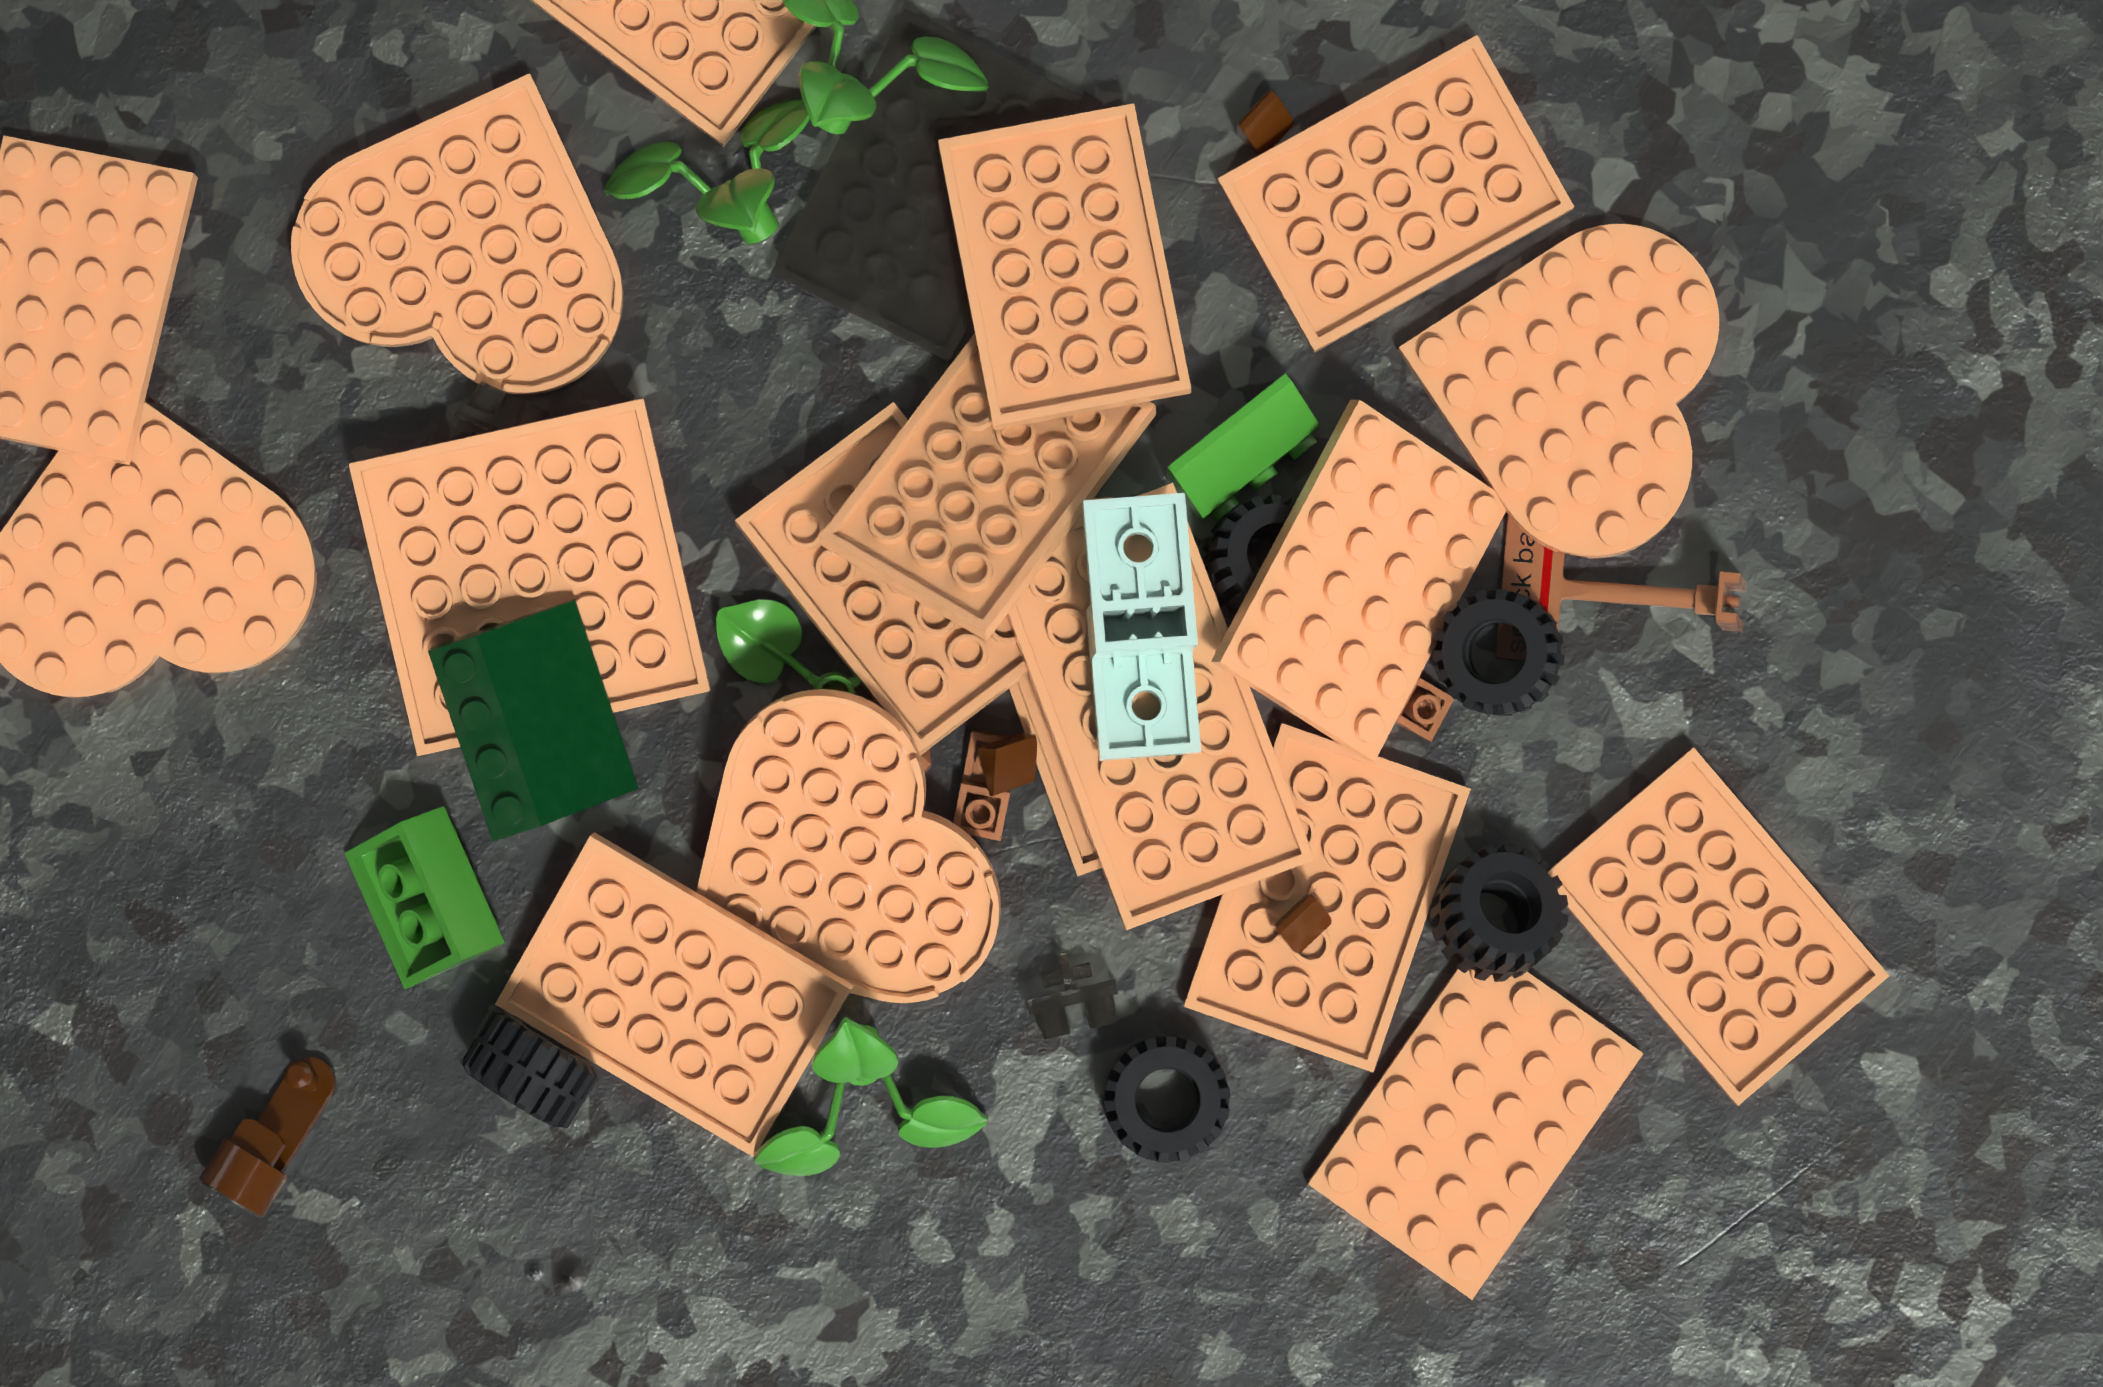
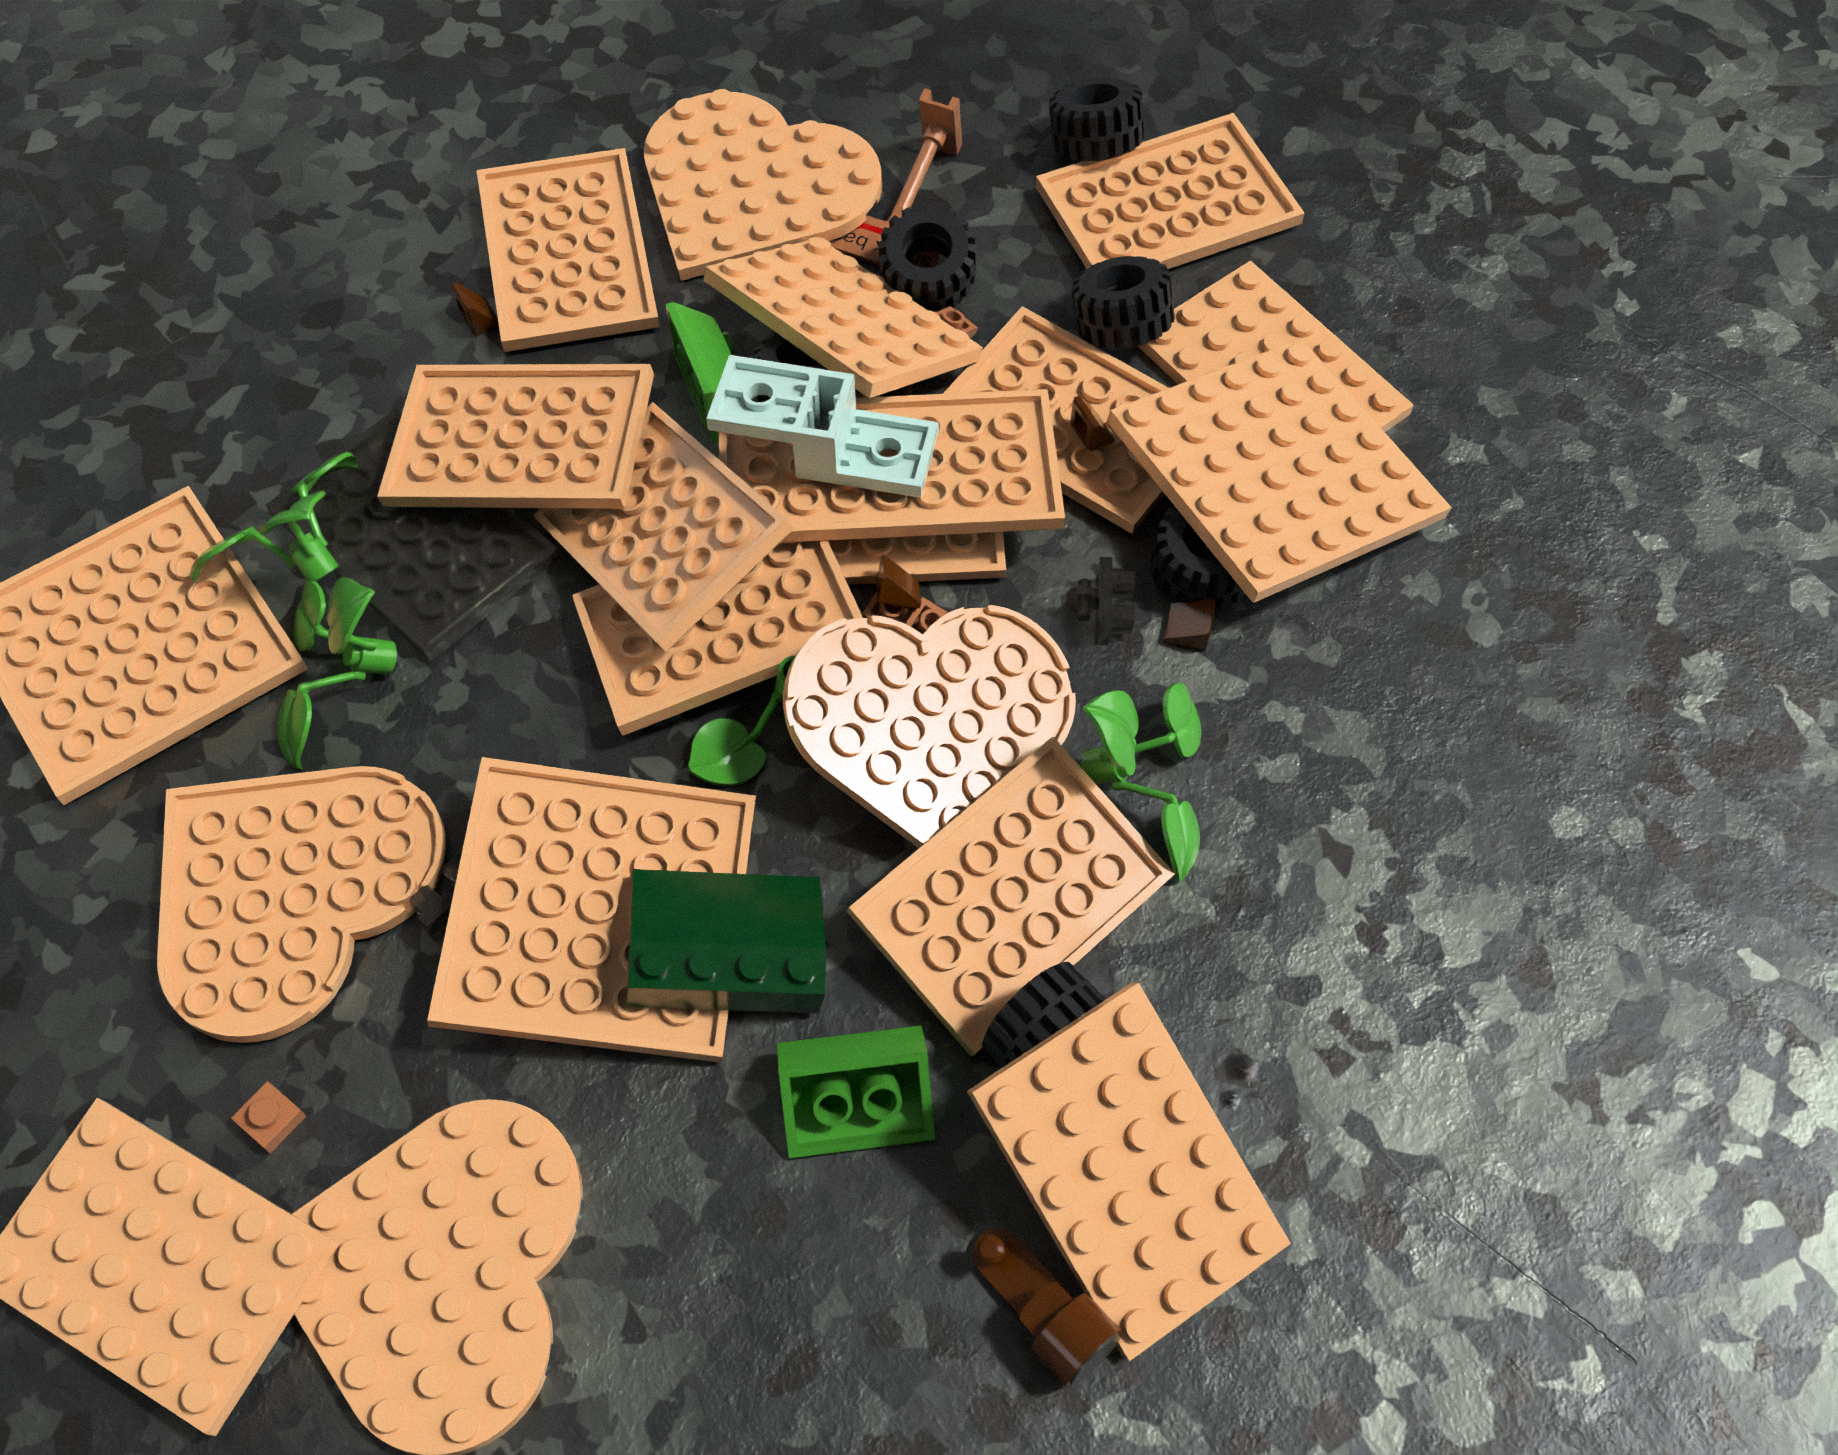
camera: 70 degrees left, 25 degrees down
(233, 336) = (268, 1117): none -> nougat plate
(407, 1185) = (1129, 1168): none -> light nougat plate
(1078, 1100) = (1190, 623): none -> reddish brown slope
(1297, 1154) = (1277, 468): none -> light nougat plate
(1830, 781) = (1096, 119): none -> black tyre

